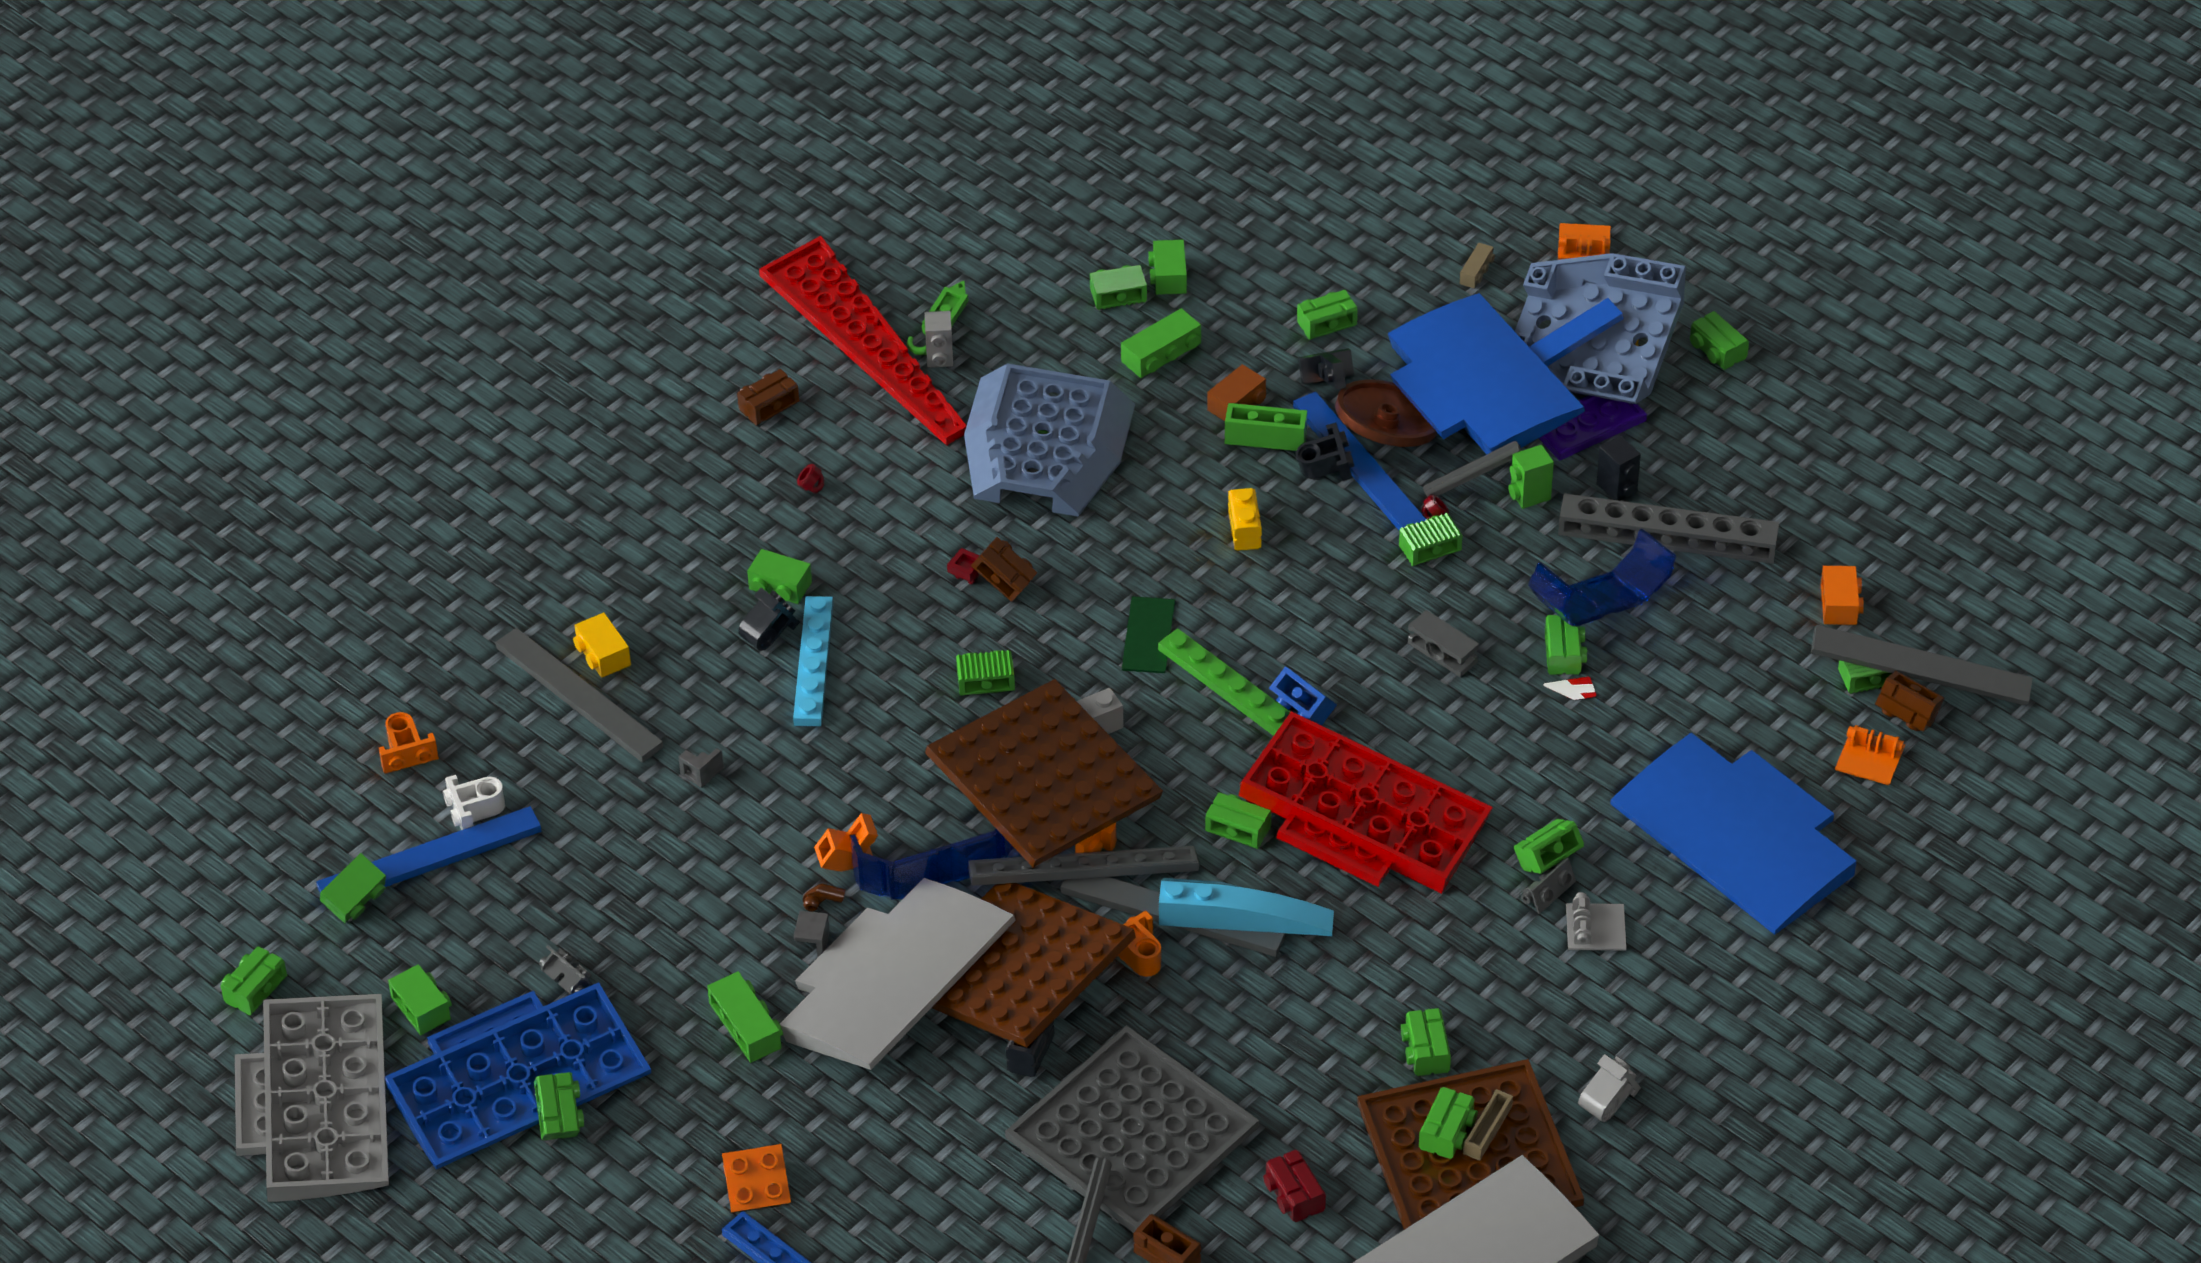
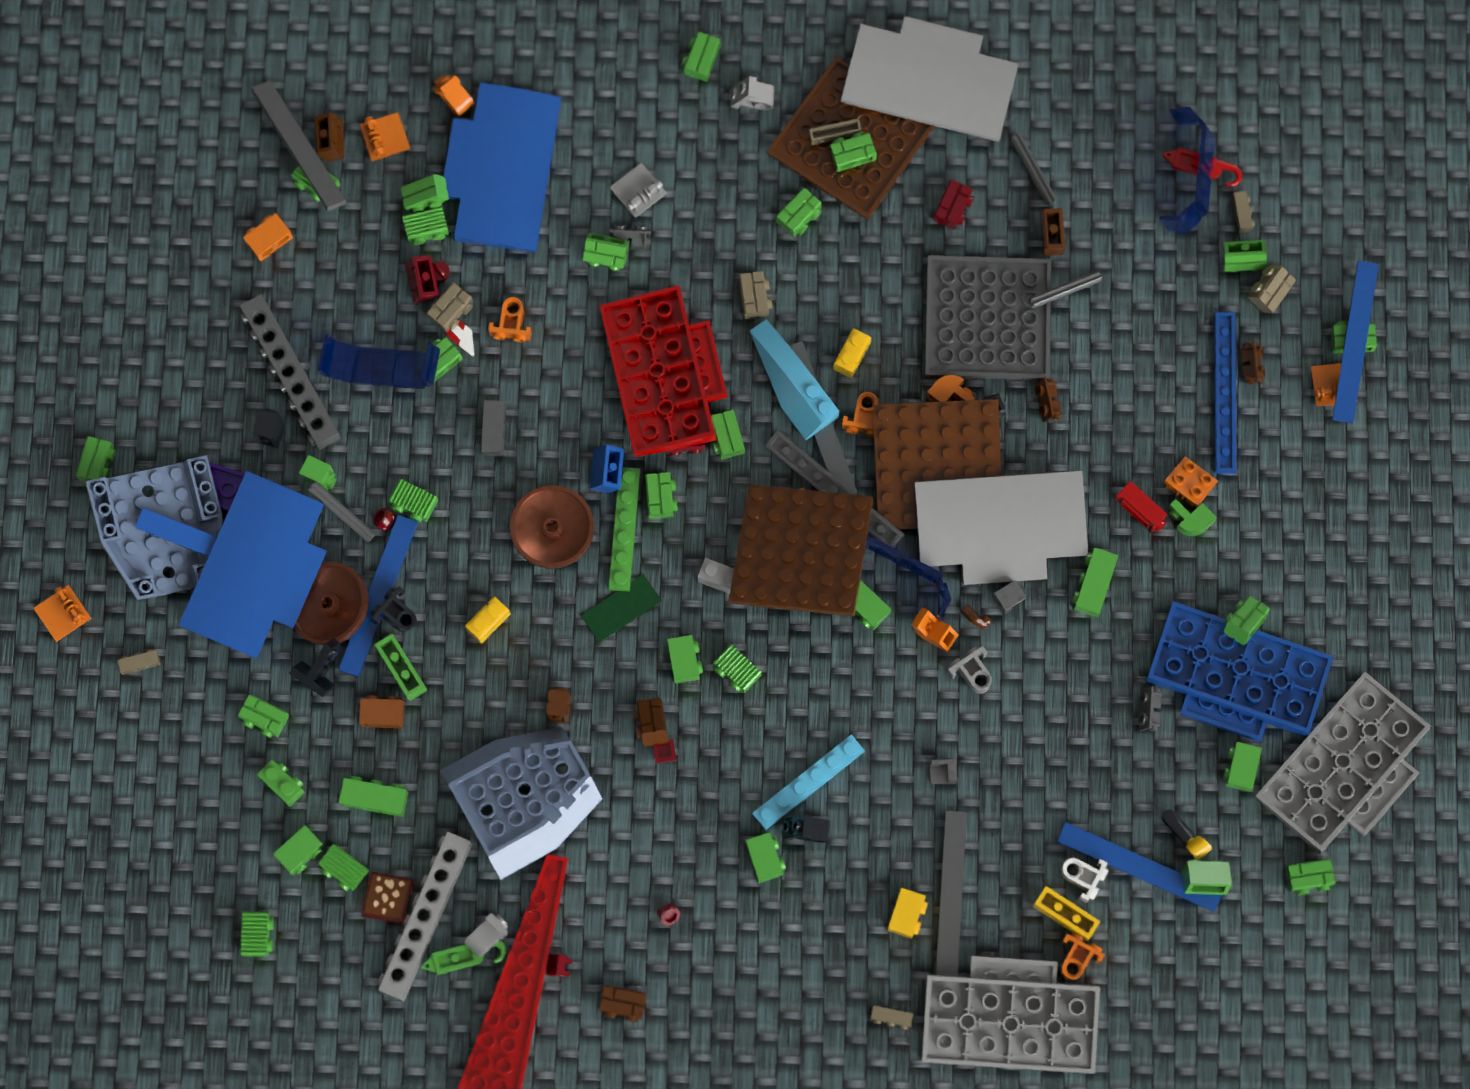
camera: 130 degrees left, 30 degrees up
(415, 660) = (1011, 1017): none -> light grey slope
(435, 911) = (1196, 846): none -> piece
(454, 755) = (1066, 913): none -> yellow brick
(524, 575) = (891, 1017): none -> dark tan piece
(710, 1143) = (1193, 523): none -> bright green brick
(771, 852) = (972, 668): none -> light grey pin
(777, 1113) = (1141, 507): none -> red window
(855, 374) = (556, 965): none -> dark red tile
(934, 814) = (870, 608): none -> bright green piece
(974, 1111) = (1046, 390): none -> reddish brown hinge
(1005, 307) = (400, 988): none -> light grey brick
(1041, 639) = (683, 659): none -> bright green piece
(1056, 301) = (387, 898): none -> slope
(1086, 1036) = (948, 388): none -> orange brick
(1097, 510) = (559, 705): none -> reddish brown brick
(1124, 197) = (256, 934): none -> bright green brick
(1216, 979) = (852, 353): none -> yellow brick
(1230, 726) = (659, 495): none -> bright green brick
(1247, 286) = (282, 784): none -> bright green brick
(1287, 619) = (552, 526): none -> copper dish
(1370, 941) = (754, 295): none -> dark tan brick
(1546, 726) = (511, 323): none -> orange pin
(1613, 688) = (450, 307): none -> dark tan brick
(1666, 709) = (441, 271): none -> dark red tile
(1667, 678) = (421, 279): none -> dark red brick
(1704, 1078) = (701, 57): none -> bright green brick
(1728, 723) = (425, 226): none -> bright green brick
(1763, 734) = (425, 193): none -> bright green brick
(1866, 831) = (453, 94): none -> orange pin

